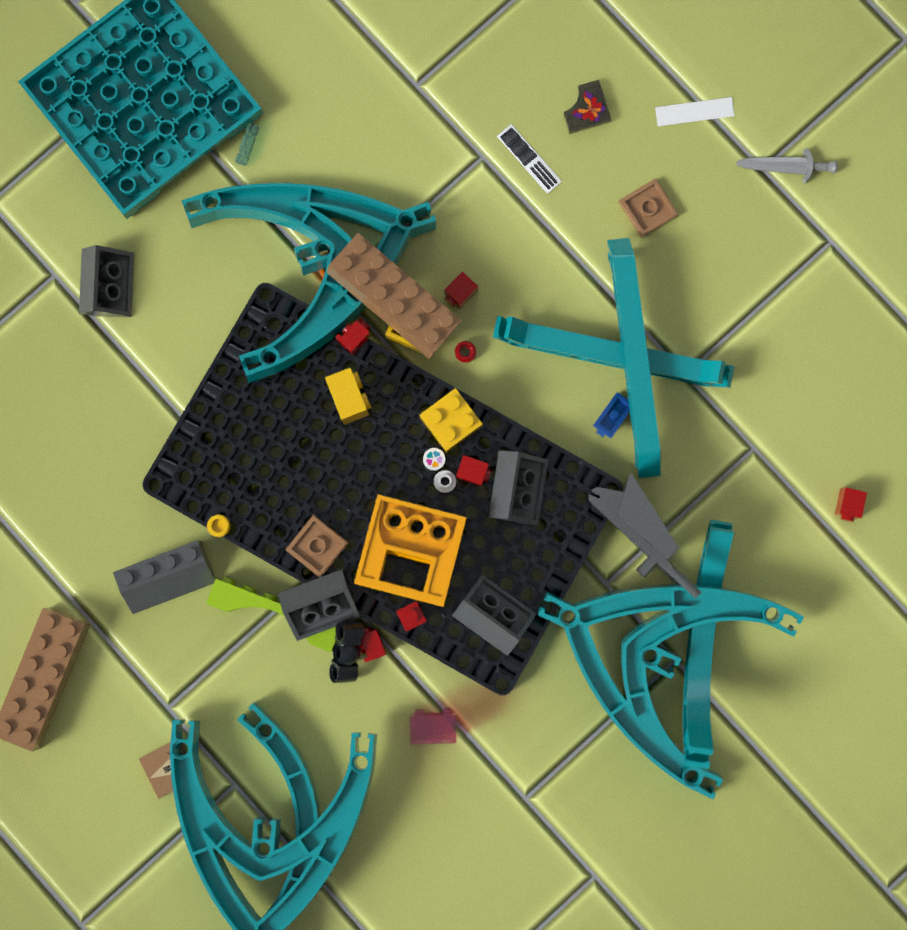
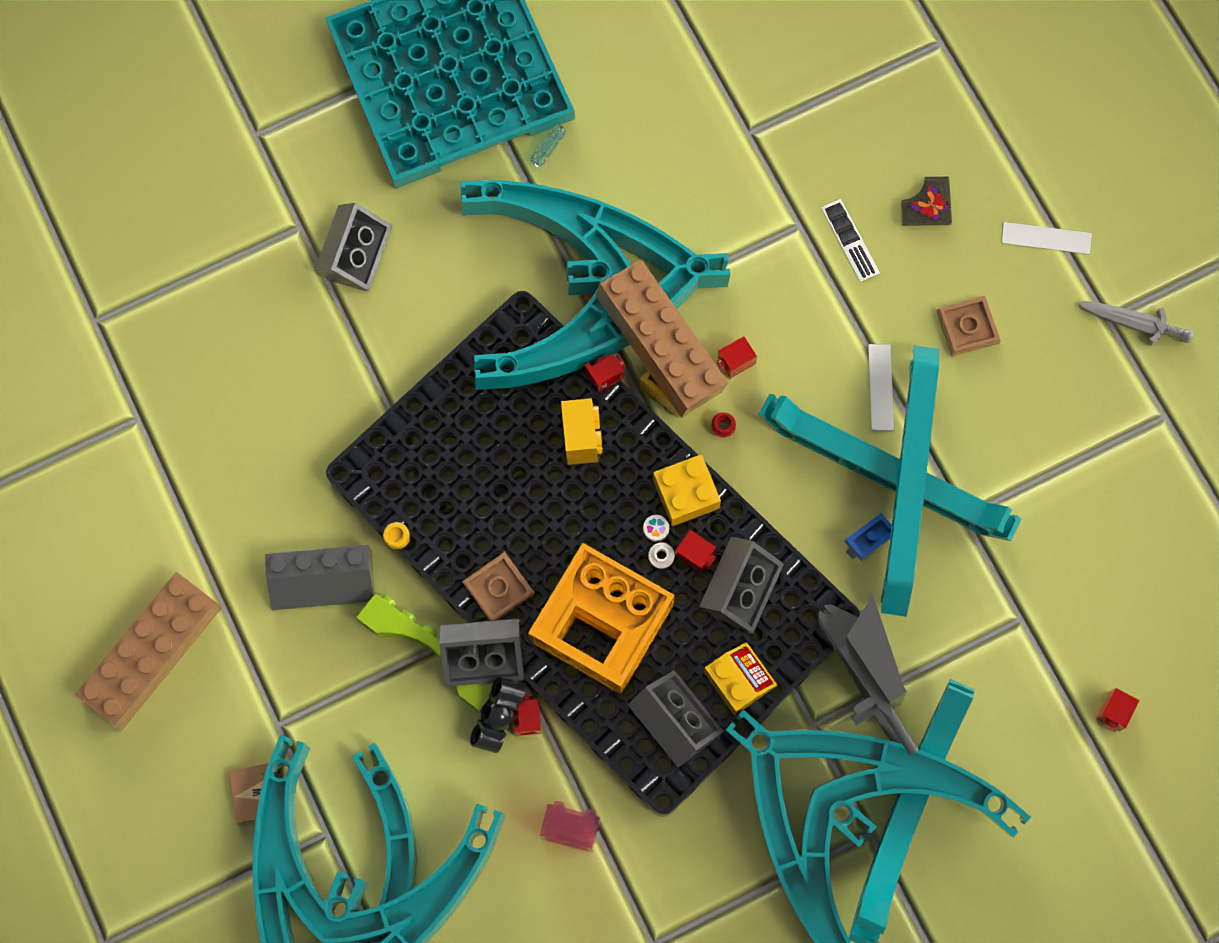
camera: 15 degrees right, 10 degrees down
(411, 616) = (582, 692): red brick -> none
(538, 566) = (739, 678): none -> yellow slope
(588, 281) = (881, 387): none -> white sticker

